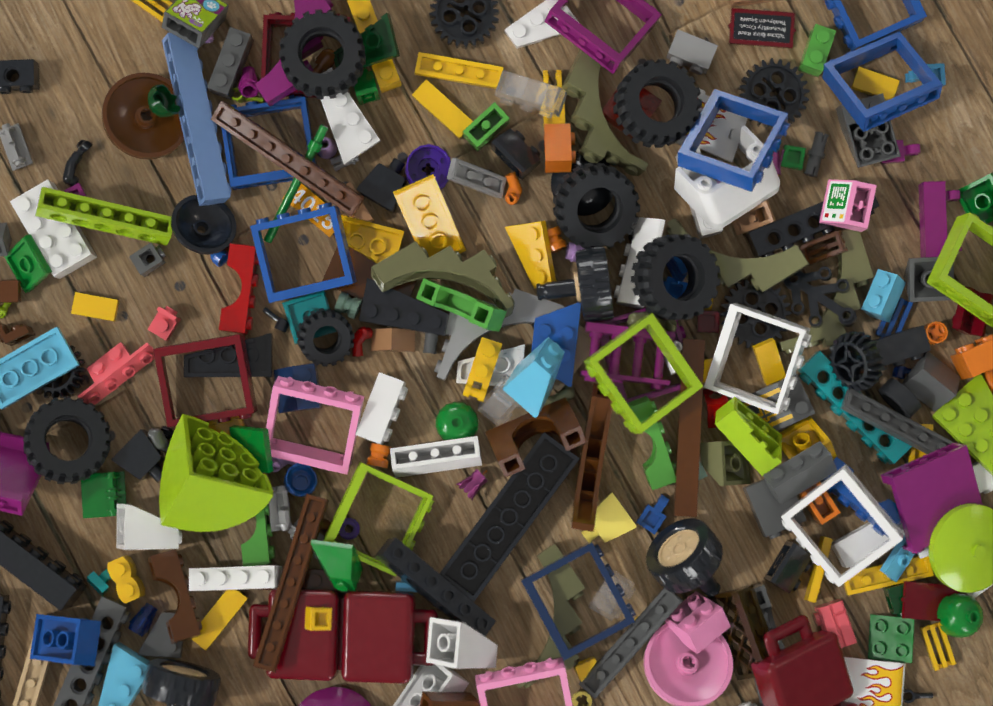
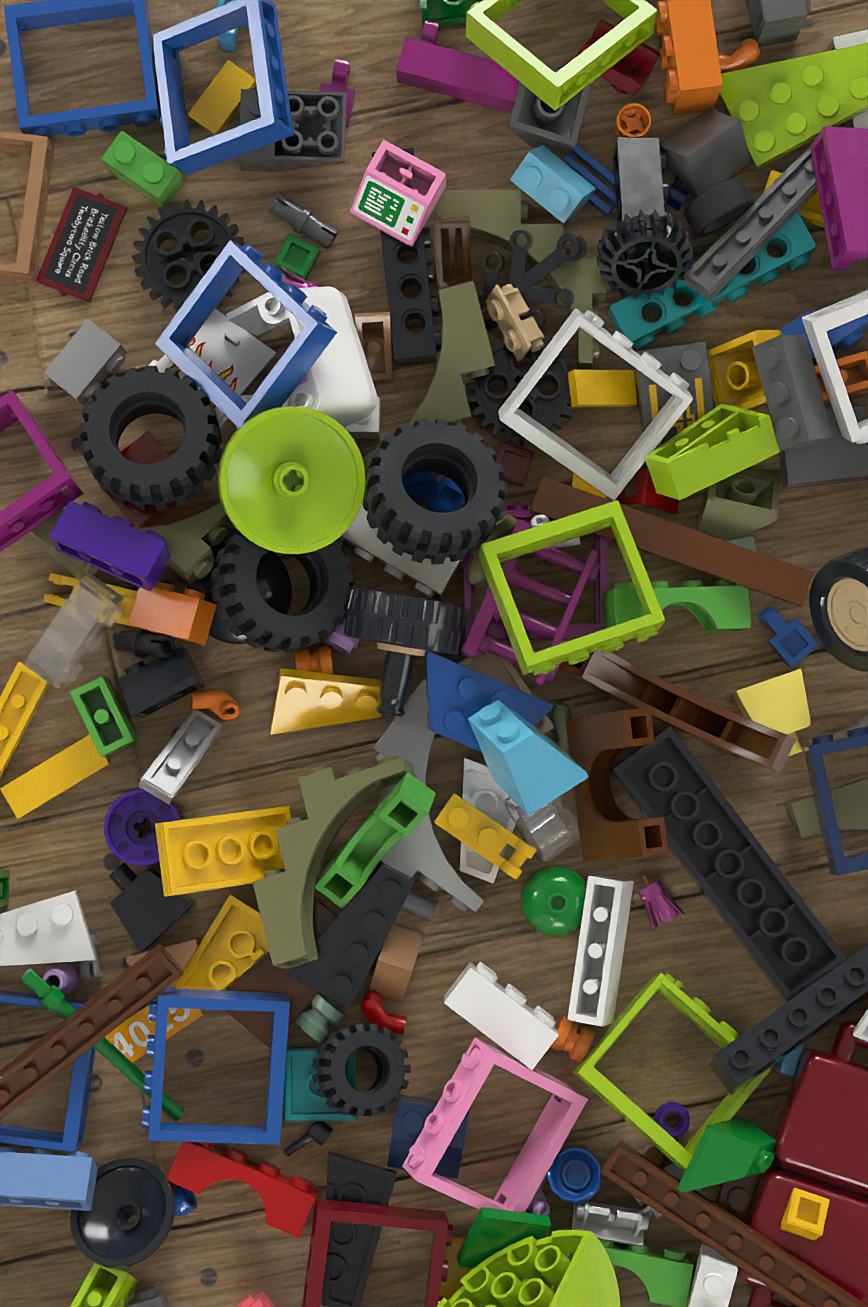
camera: 65 degrees left, 0 degrees up
(535, 136) = (143, 643): none -> black axle
(587, 99) = (111, 544): none -> dark purple brick
(657, 192) = (291, 480): none -> lime dish
(785, 301) = (519, 336): none -> tan hinge

